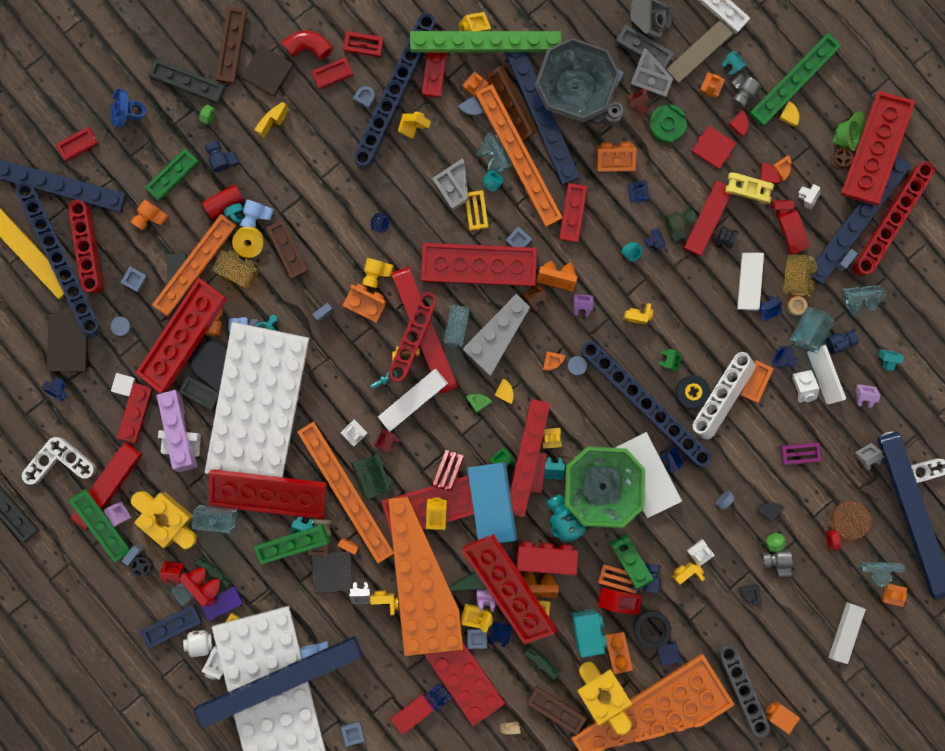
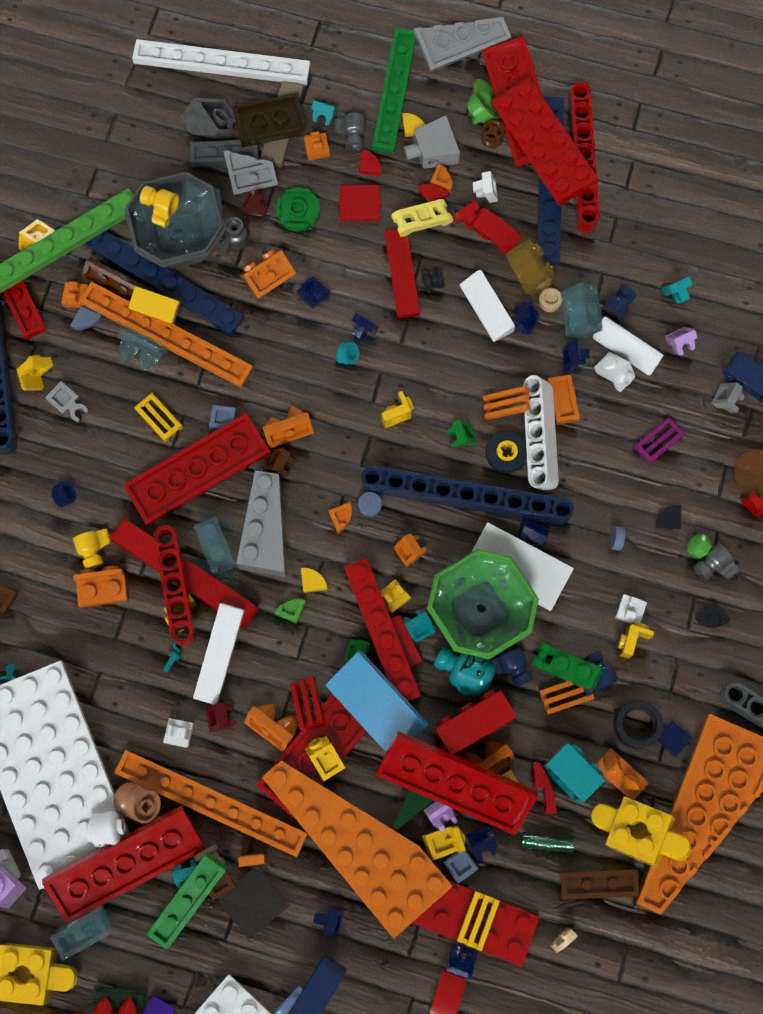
camera: 30 degrees left, 10 degrees down
(269, 465) = (105, 829): none -> white head
(299, 461) = (137, 802): none -> nougat wheel
(323, 312) = (61, 626): sand blue tile -> none
(360, 596) = (301, 906): tile -> none
(371, 476) = (228, 766): clear green bracket -> none
(372, 616) = (330, 921): none -> clear blue tile
(381, 597) = (326, 891): yellow bracket -> none
(417, 477) = (278, 734): none -> orange tile
(421, 156) = (64, 399): none -> light grey plate
(453, 184) = (116, 405): light grey wing -> none
(478, 672) = (479, 946): none -> yellow tile
(492, 181) = (153, 375): teal tile -> none
(524, 130) = (154, 304): none -> yellow tile
(564, 622) = (541, 781): none -> red slope
(573, 213) = (260, 355): red plate -> none
(576, 66) = (164, 204): none -> yellow piece
(582, 414) = (409, 550): none -> orange tile
(583, 302) = (332, 435): medium lavender tile -> none
(599, 536) = (514, 664): none -> dark blue piece
(620, 601) = (583, 717): red slope -> none
(676, 223) = (372, 296): clear green piece -> none
(692, 44) = (269, 120): none -> dark brown tile
(703, 353) = (506, 394): none -> orange tile
(794, 139) = (434, 145): none -> light grey torso
(846, 260) = (566, 224): sand blue tile -> none
(855, 296) = (600, 252): clear light blue tile -> none
(865, 72) = (456, 42): none -> light grey wing
(873, 191) = (544, 141): none -> red plate

